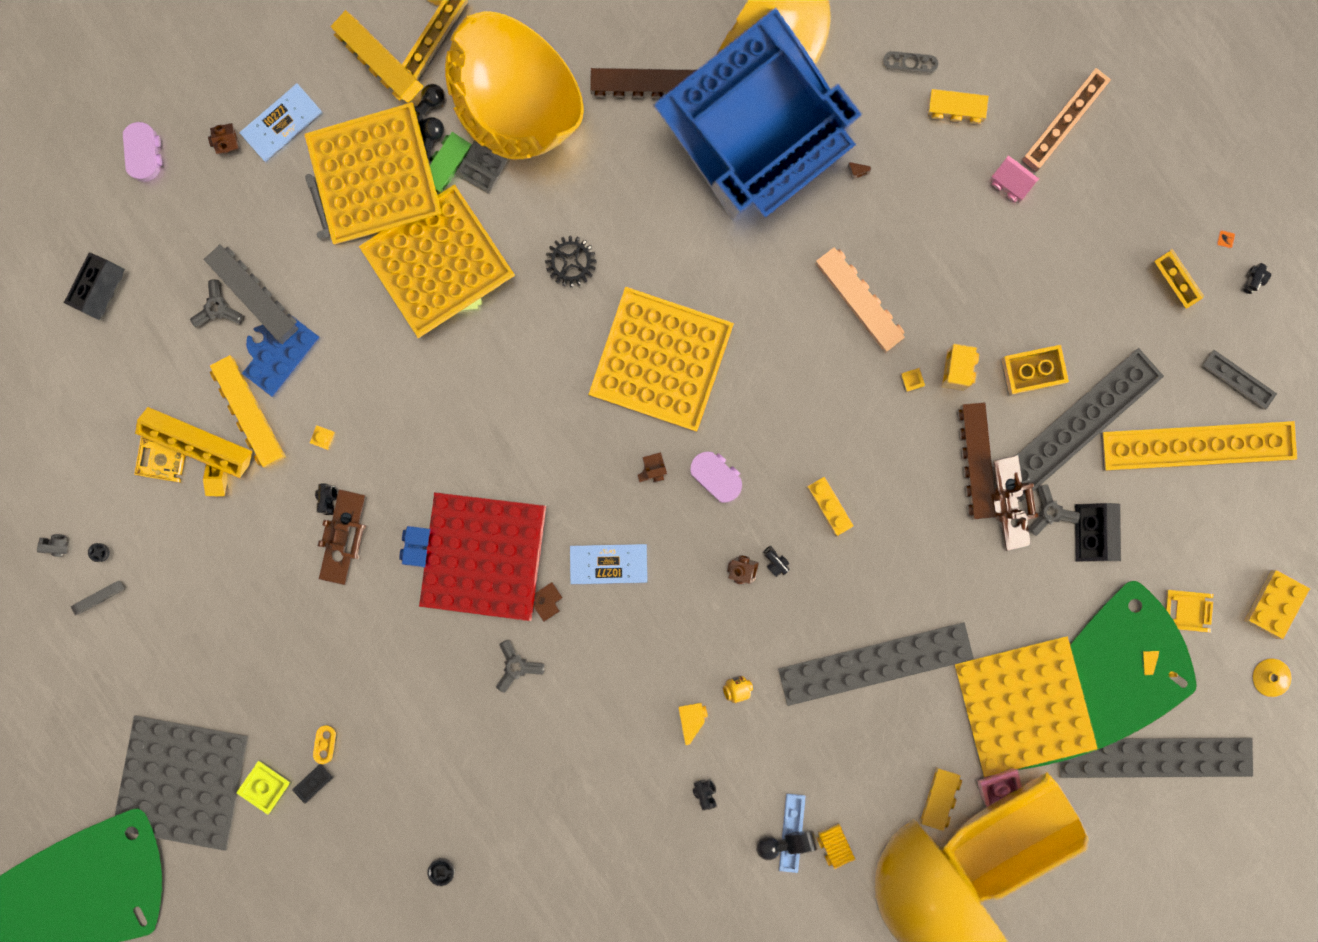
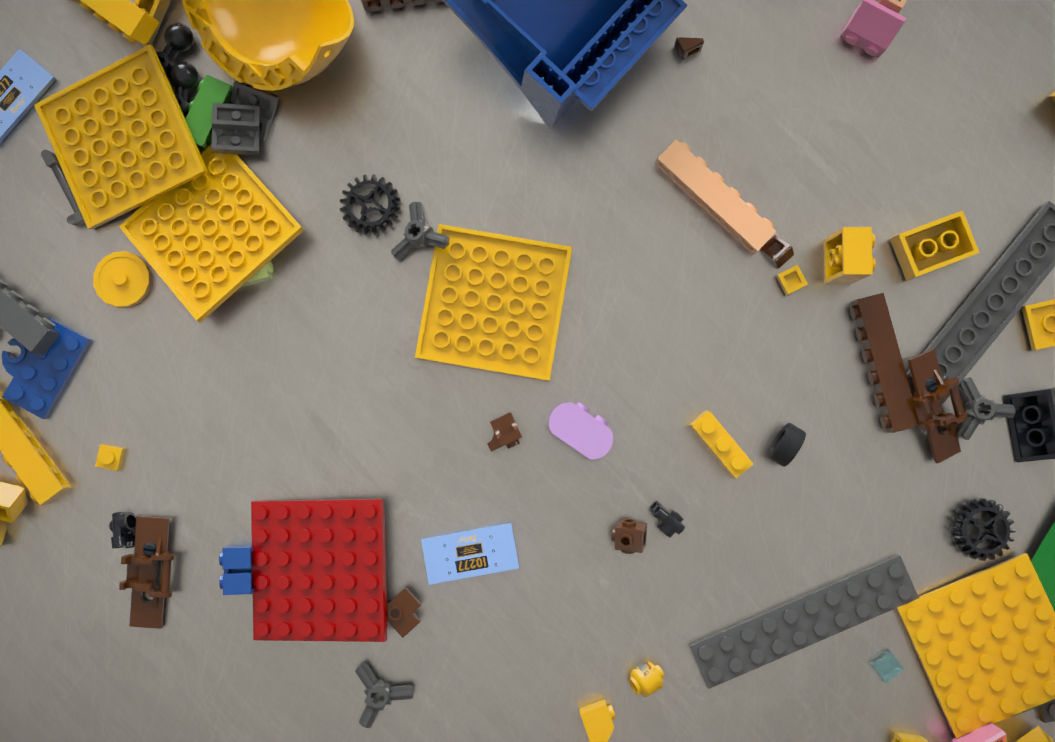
camera: 10 degrees left, 0 degrees up
(354, 291) = (122, 279): none -> yellow wheel
(469, 181) = (235, 129): none -> dark grey slope
(613, 295) = (418, 234): none -> dark grey bush
(884, 515) = (787, 444): none -> black tyre
(905, 353) = (777, 251): none -> reddish brown slope
(938, 711) = (887, 666): none -> clear light blue tile
(1029, 604) = (995, 516): none -> black gear

